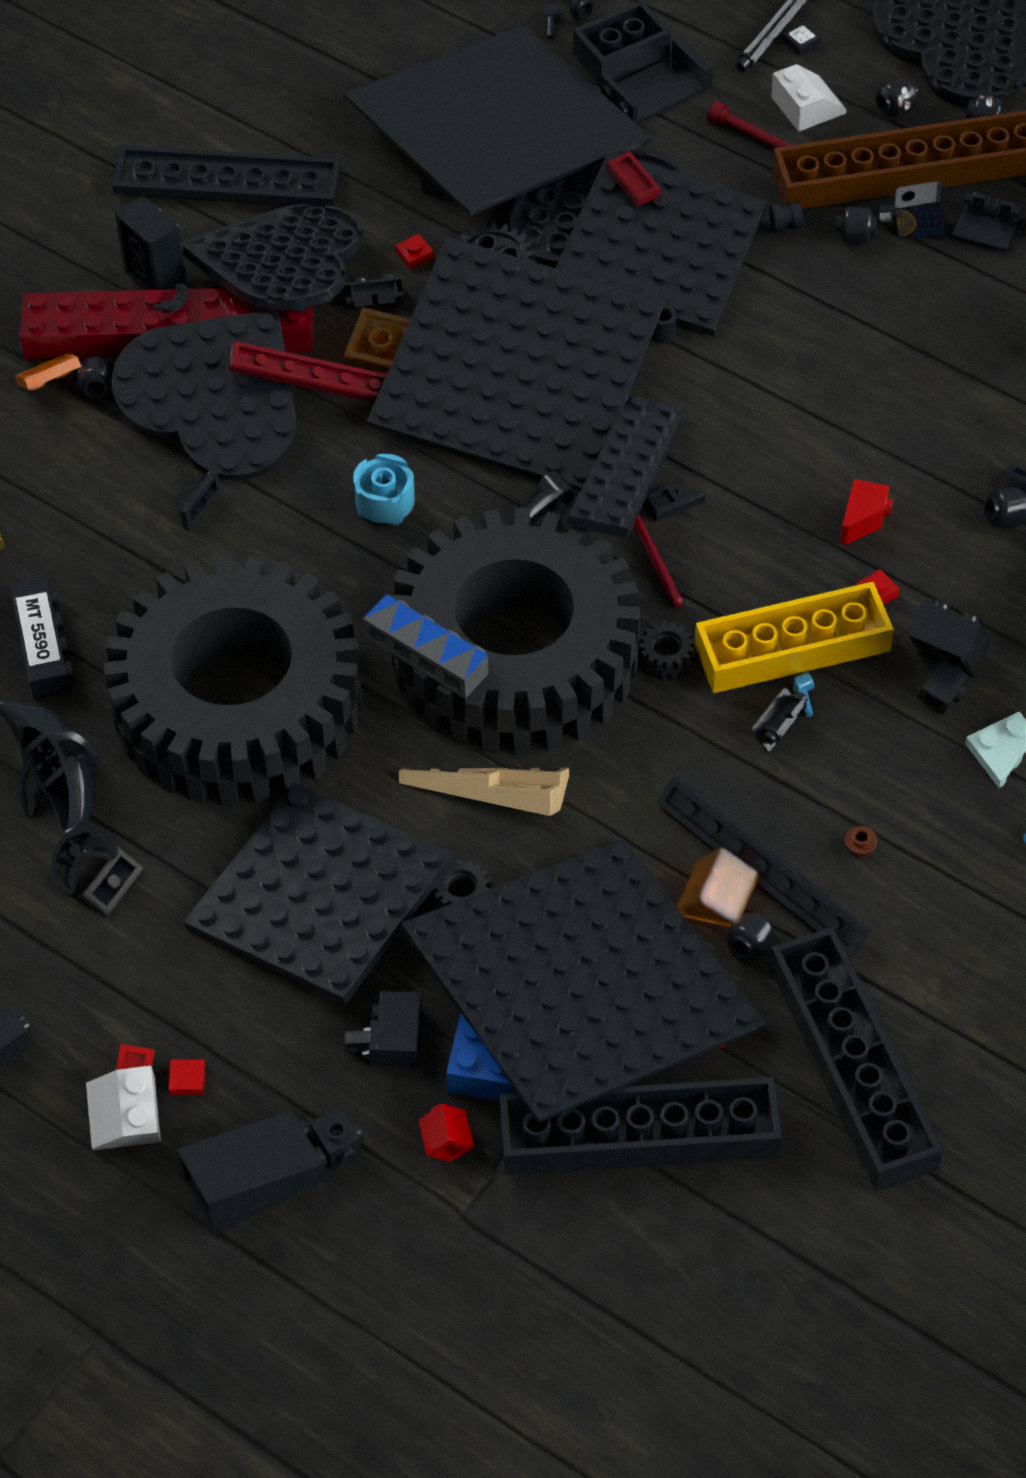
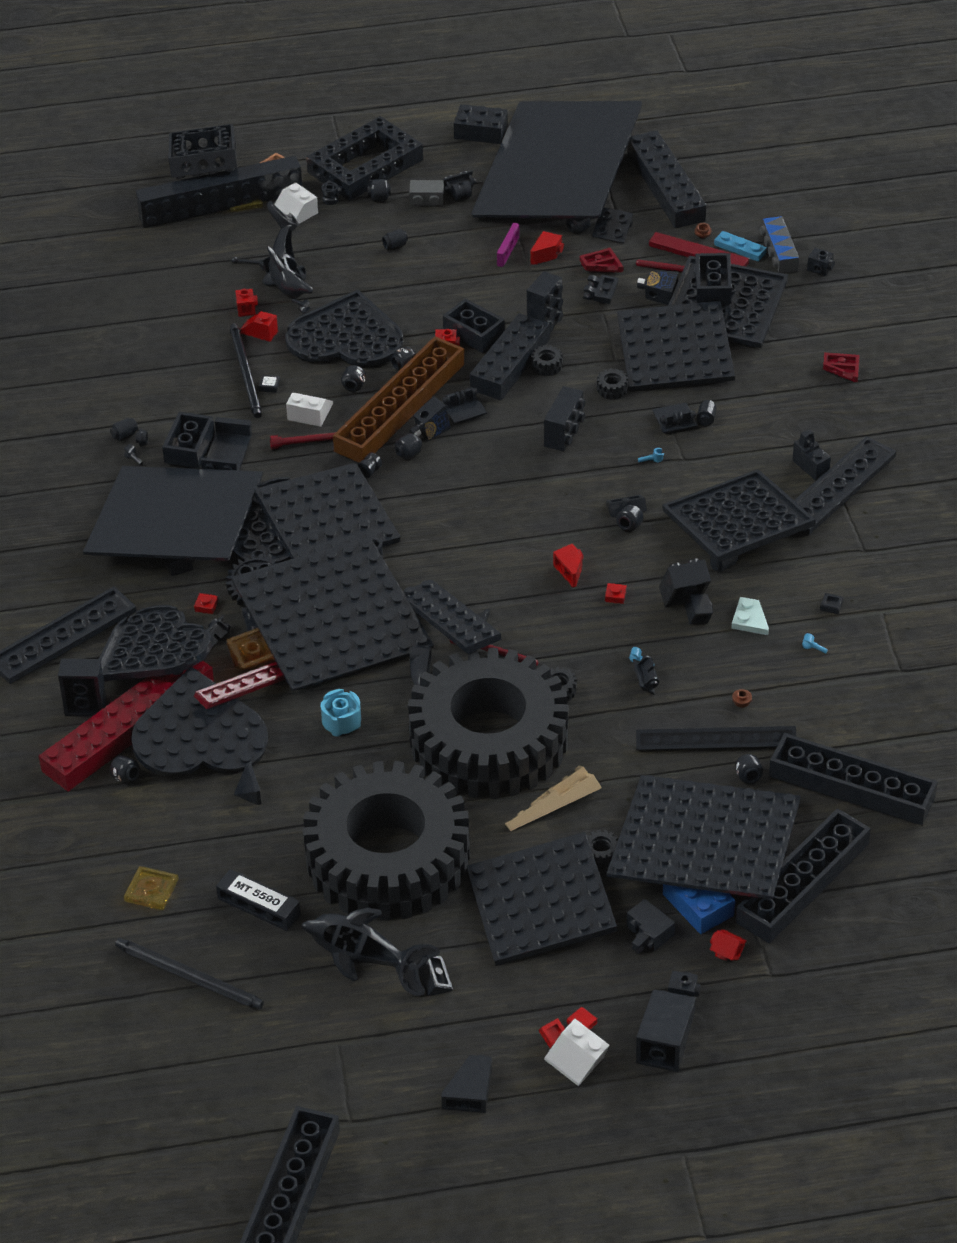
camera: 45 degrees left, 10 degrees down
(55, 368) = (95, 784): orange plate -> none
(176, 303) = (130, 699): black piece -> none
(426, 645) = (475, 747): dark grey brick -> none
(633, 178) = (285, 492): dark red tile -> none
(718, 888) = (709, 761): clear orange slope -> none
(793, 637) = (610, 636): yellow brick -> none

